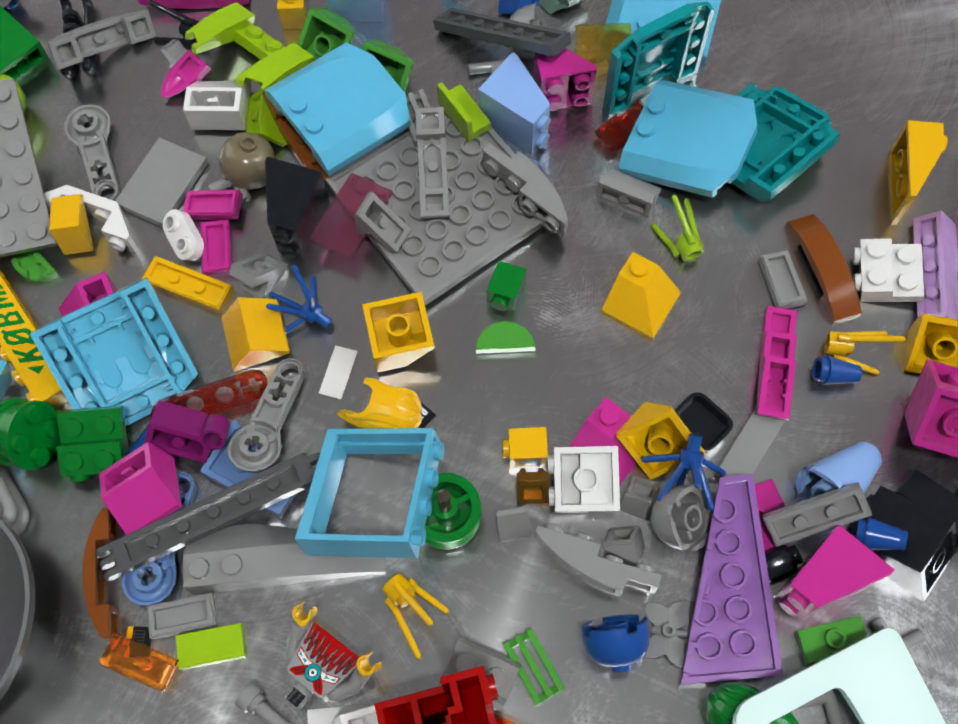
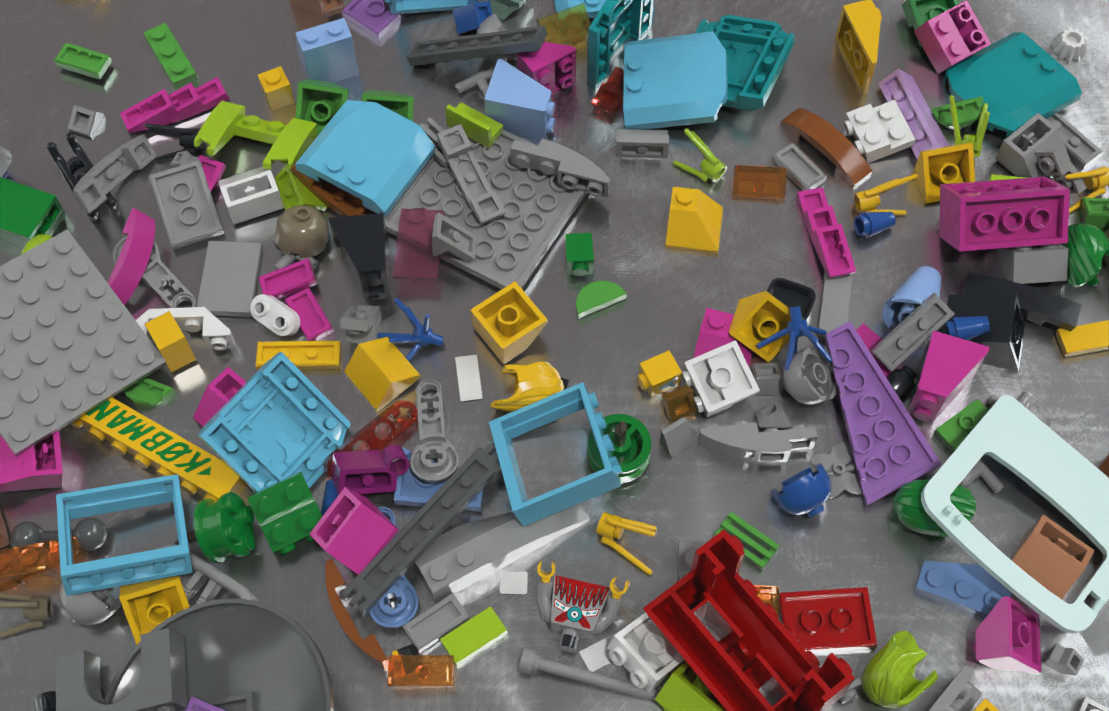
camera: 25 degrees left, 5 degrees down
(73, 130) = (133, 256): none -> dark pink slope
(155, 93) = (186, 204): none -> light grey tile
(278, 606) = (513, 582): none -> white sticker
(731, 280) = (759, 182): none -> clear orange slope

